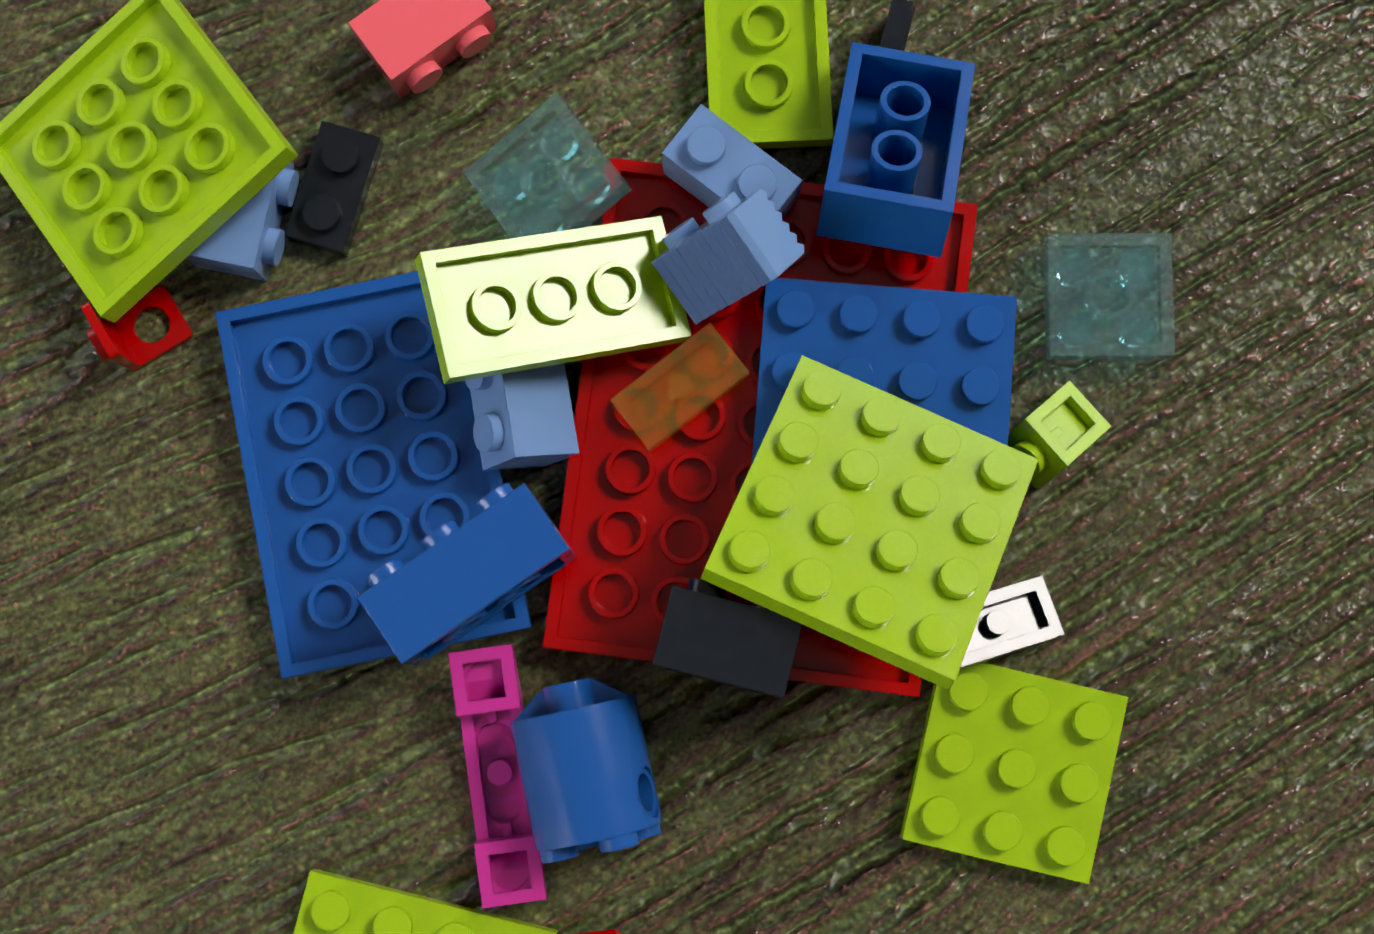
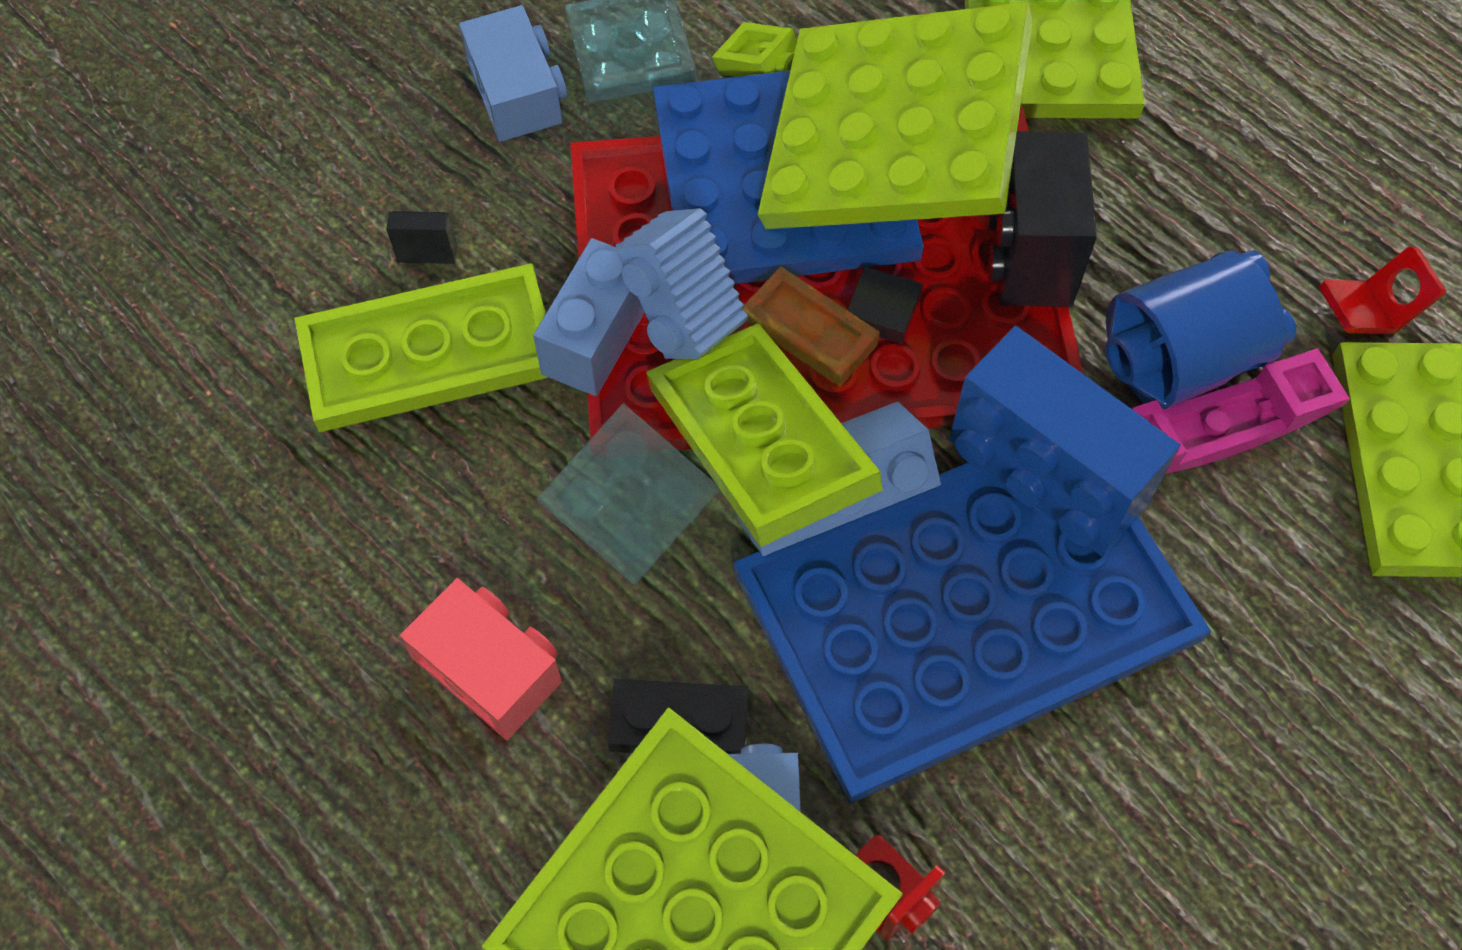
camera: 105 degrees left, 20 degrees down
(693, 470) = (886, 303): none -> black tile
(896, 150) = (538, 189): blue brick -> none
(1091, 162) = (513, 72): none -> medium blue brick

